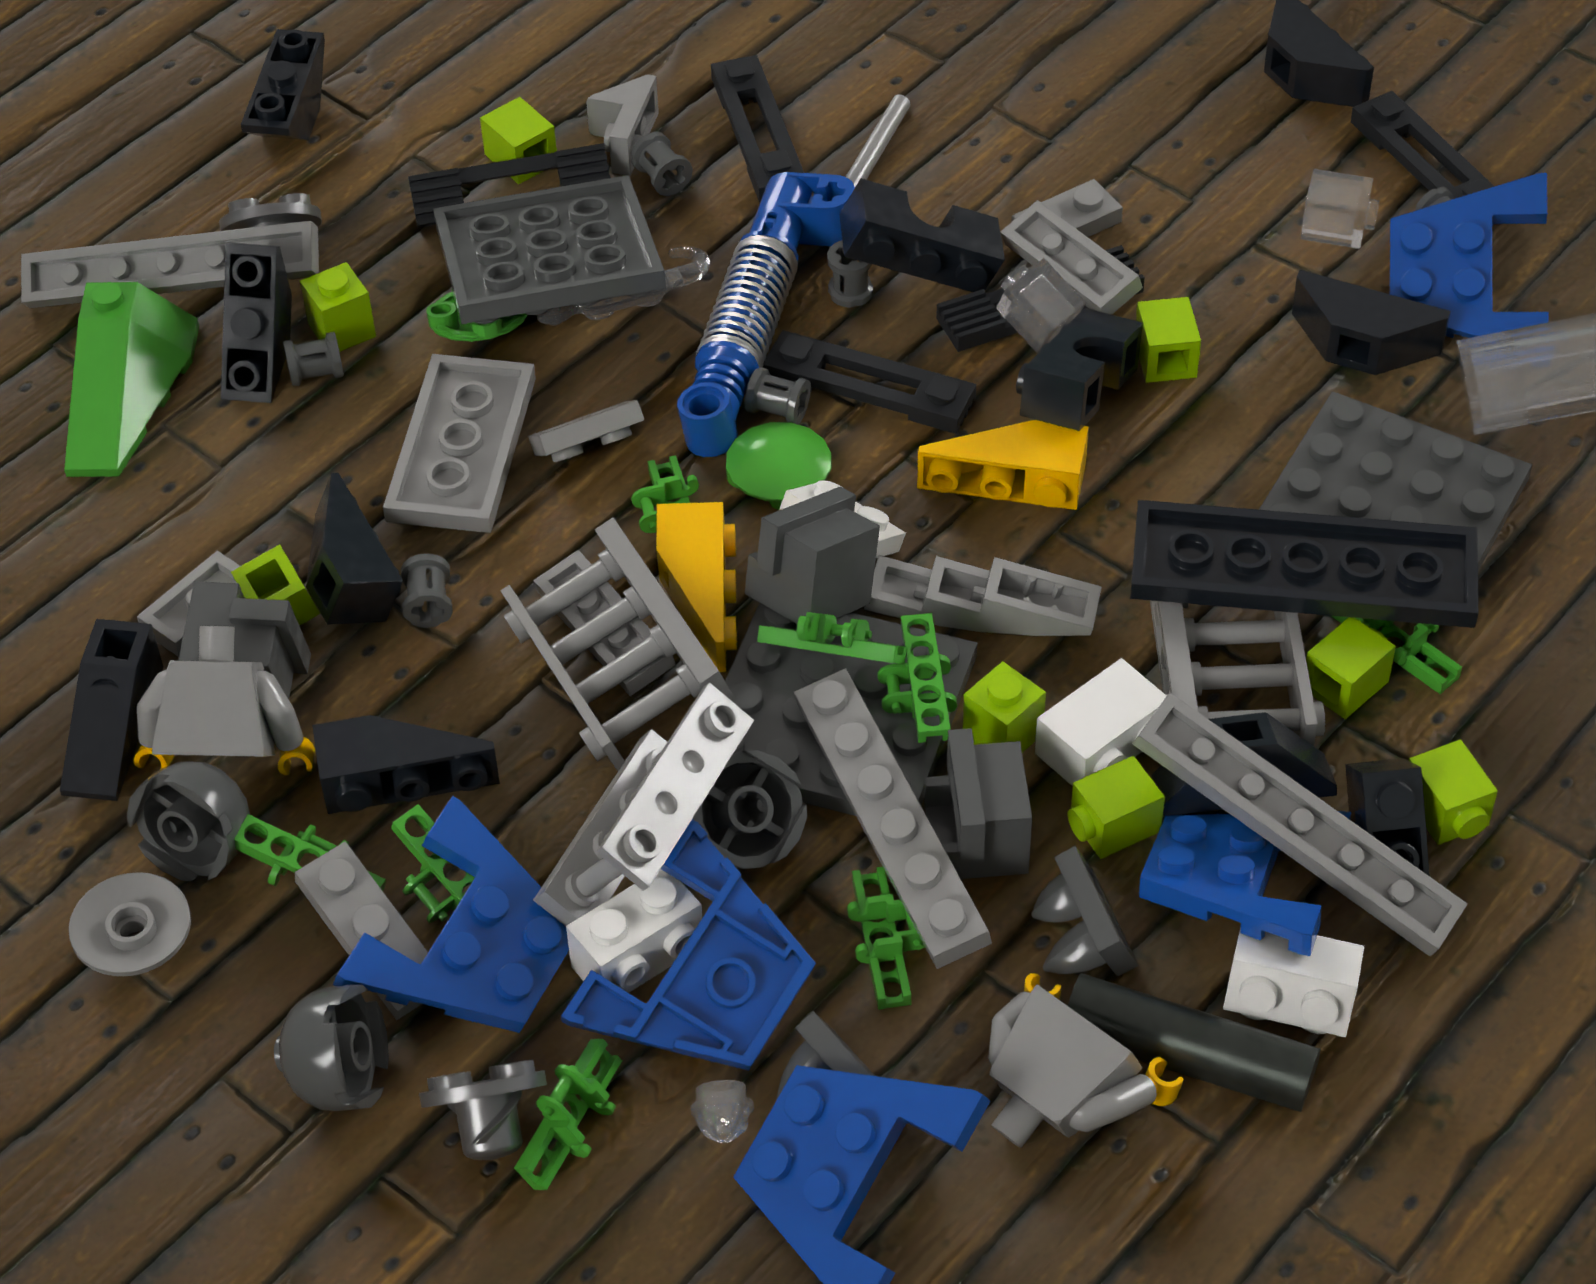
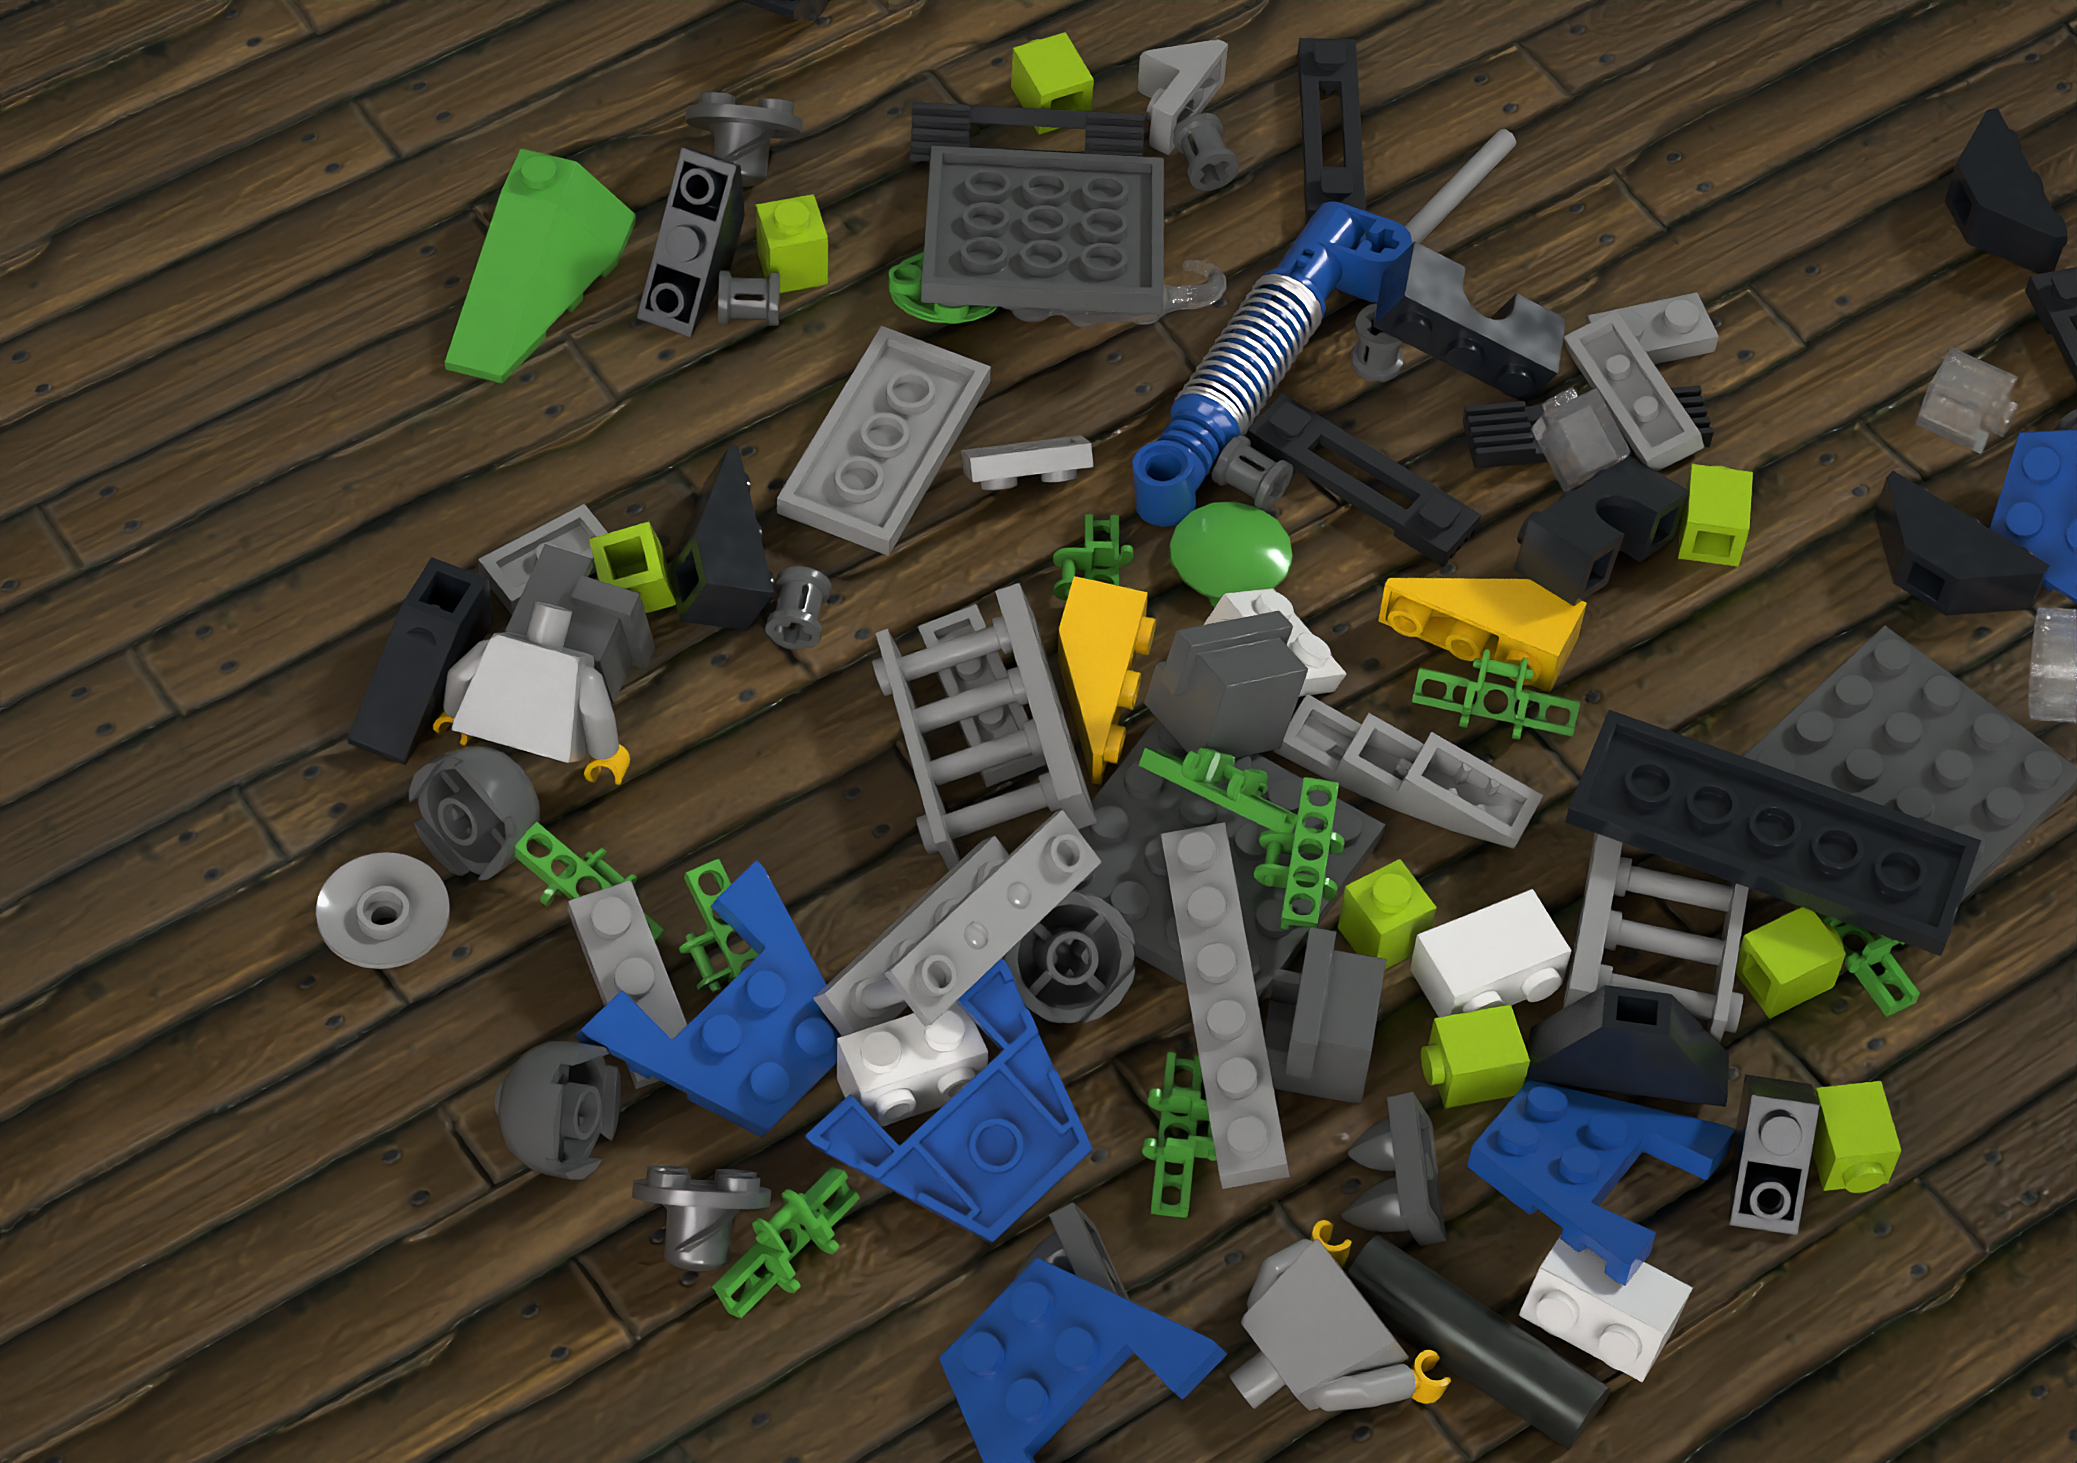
camera: 10 degrees right, 5 degrees up
(160, 263) = (611, 143): light grey plate -> none
(391, 761) = (702, 797): black slope -> none
(722, 1109) = (948, 1282): clear plate -> none
(1019, 518) = (1513, 693): none -> bright green piece
(1300, 824) = (1666, 1133): light grey plate -> none

